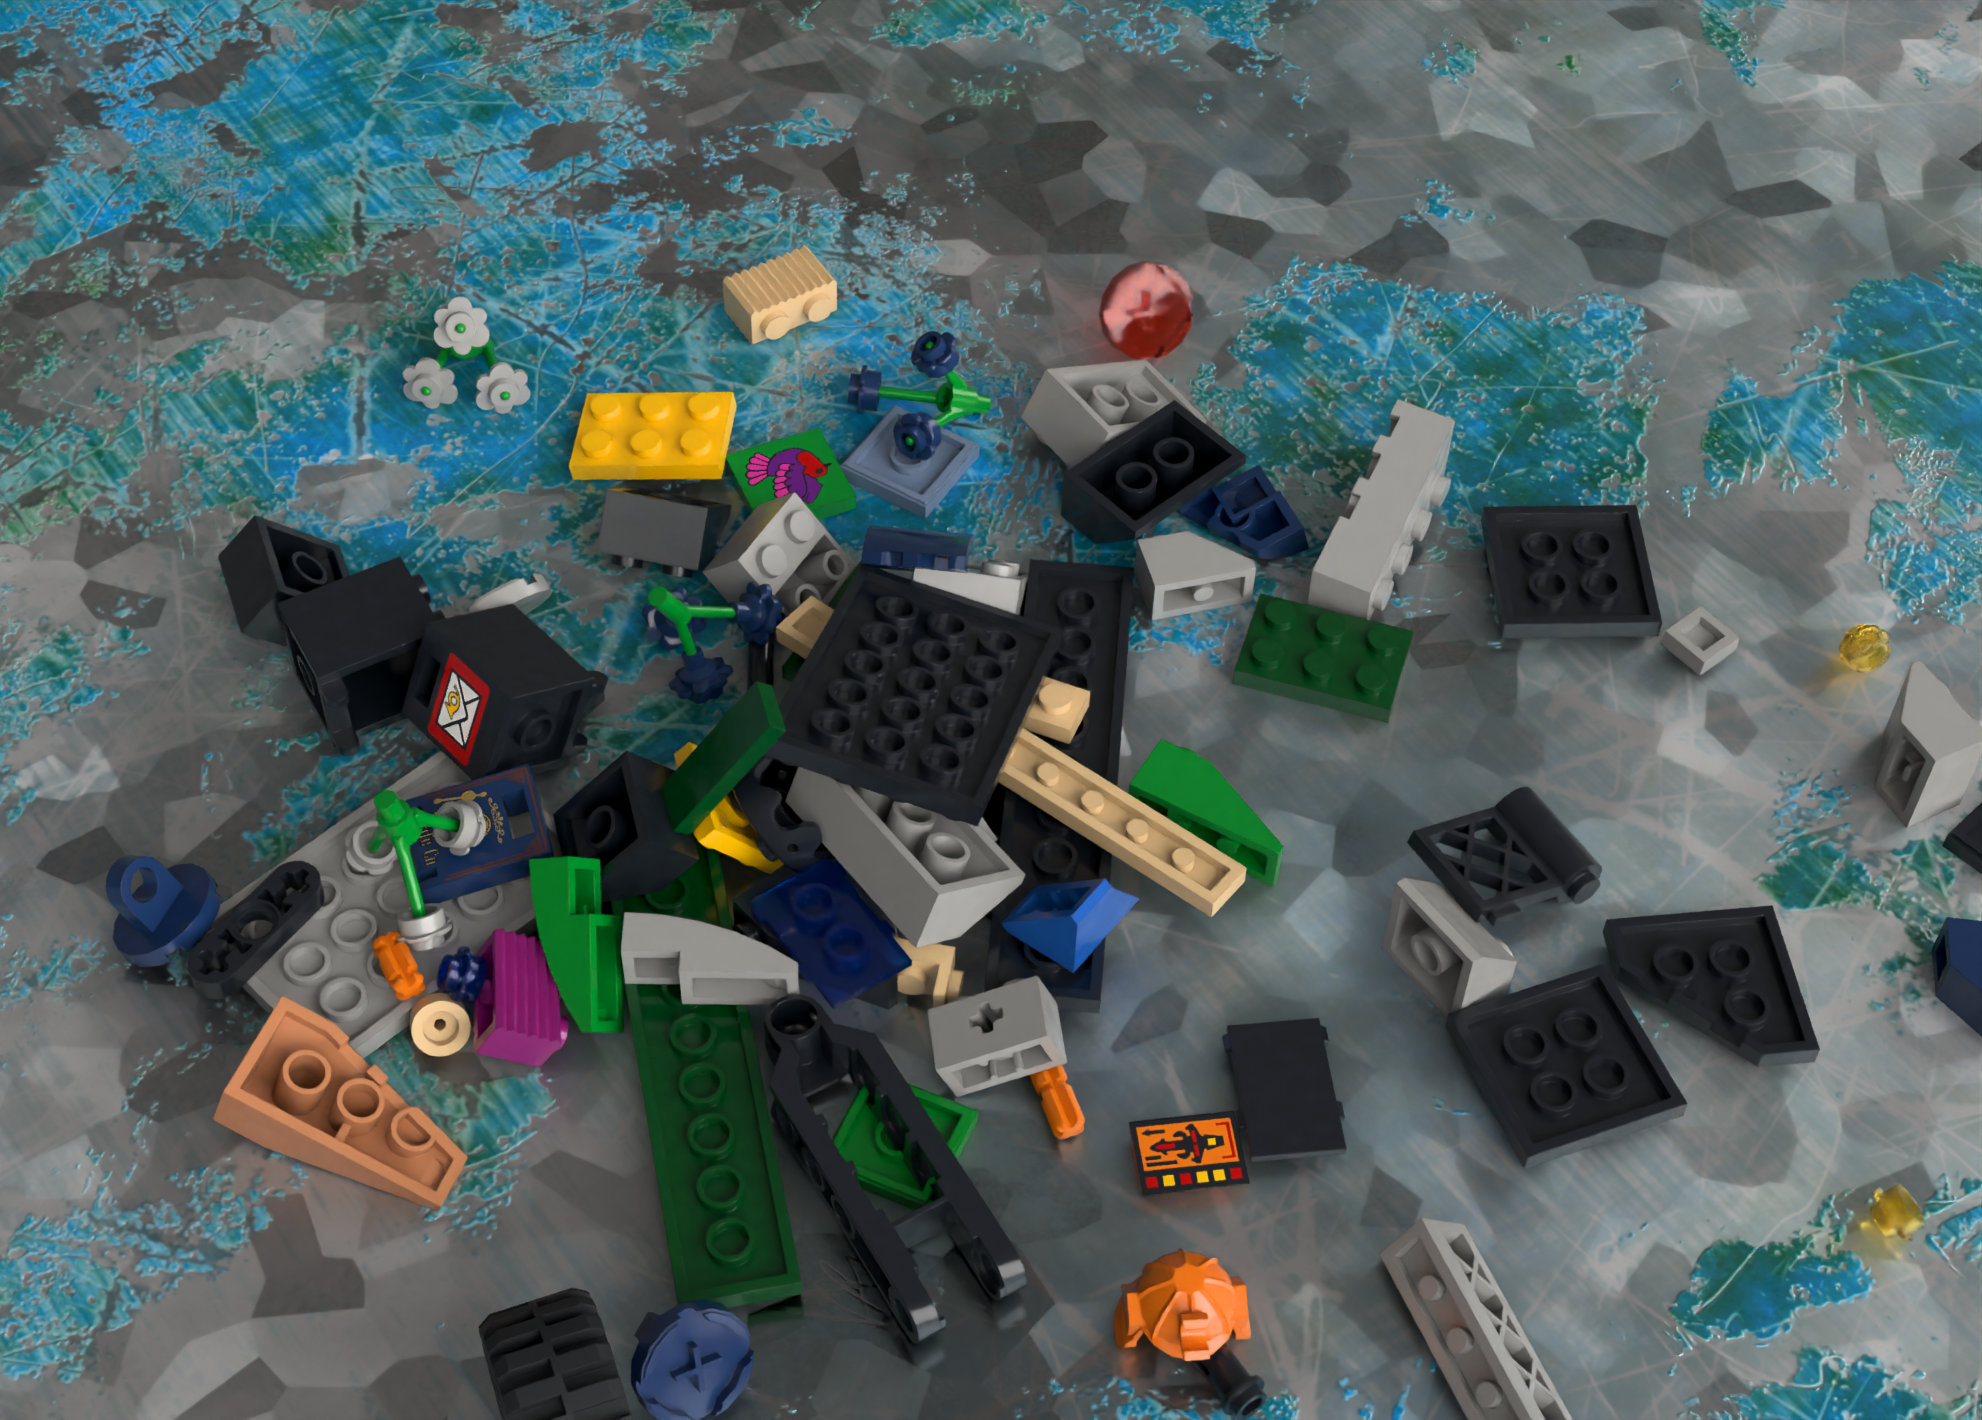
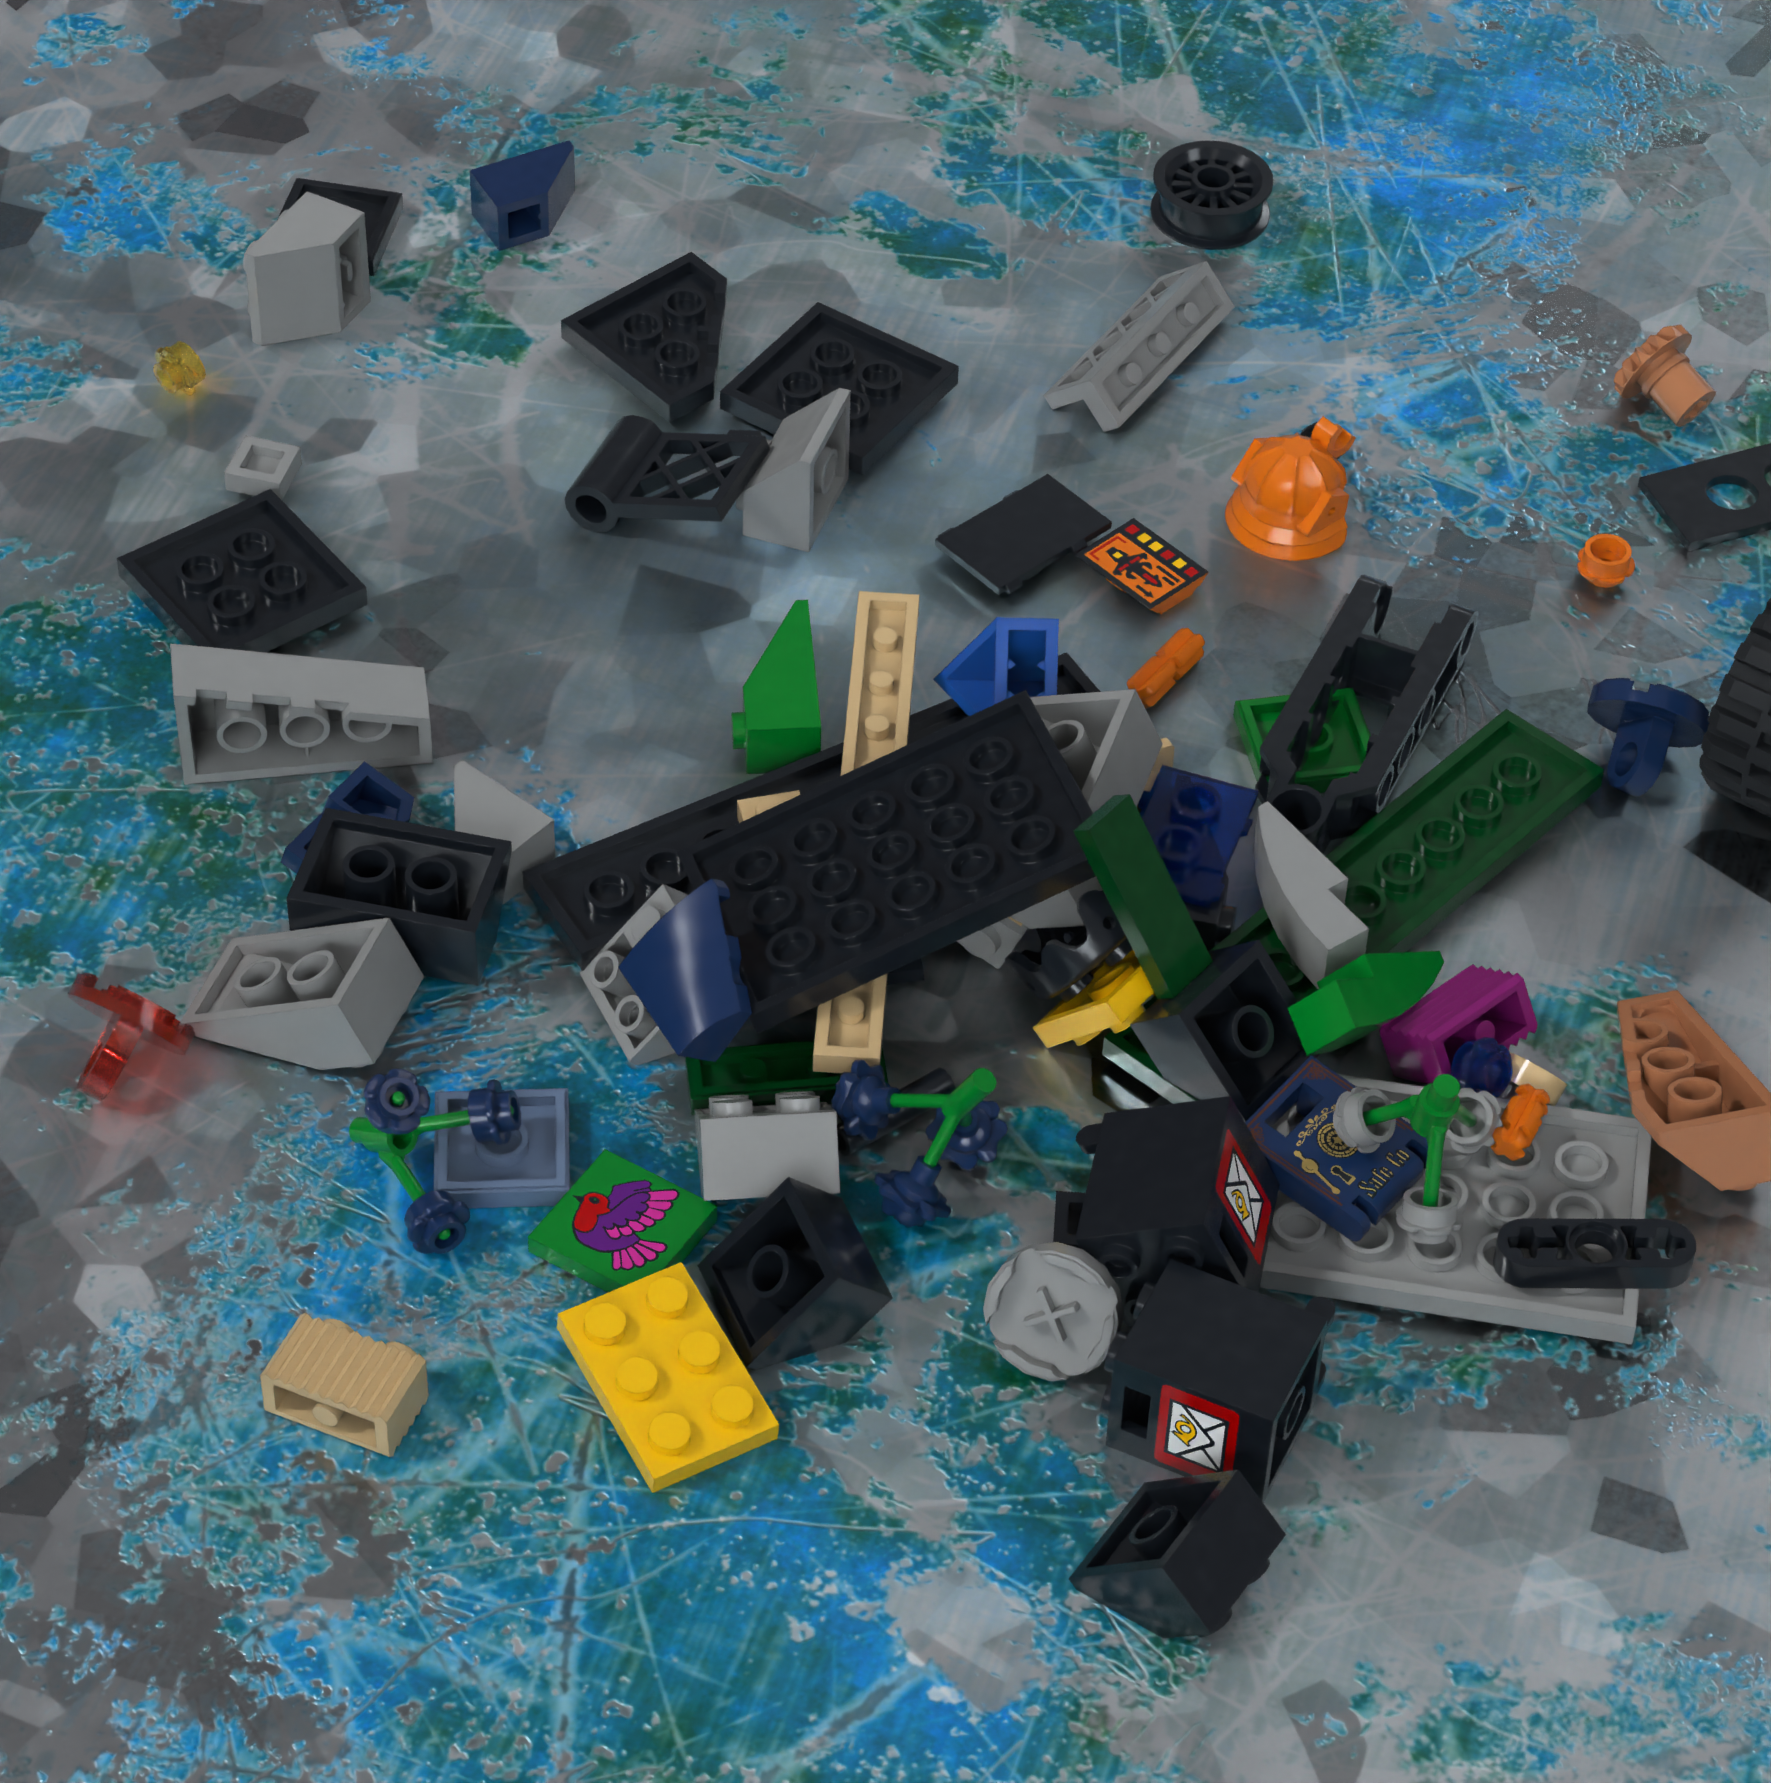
camera: 125 degrees left, 5 degrees down
(164, 912) = (1645, 1351): dark blue tile -> none
(465, 336) = (671, 1646): light grey plant -> none
(996, 1036) = (1176, 688): light grey brick -> none
(1323, 657) = (505, 710): dark green plate -> none
(1897, 1213) = (806, 178): clear yellow plate -> none

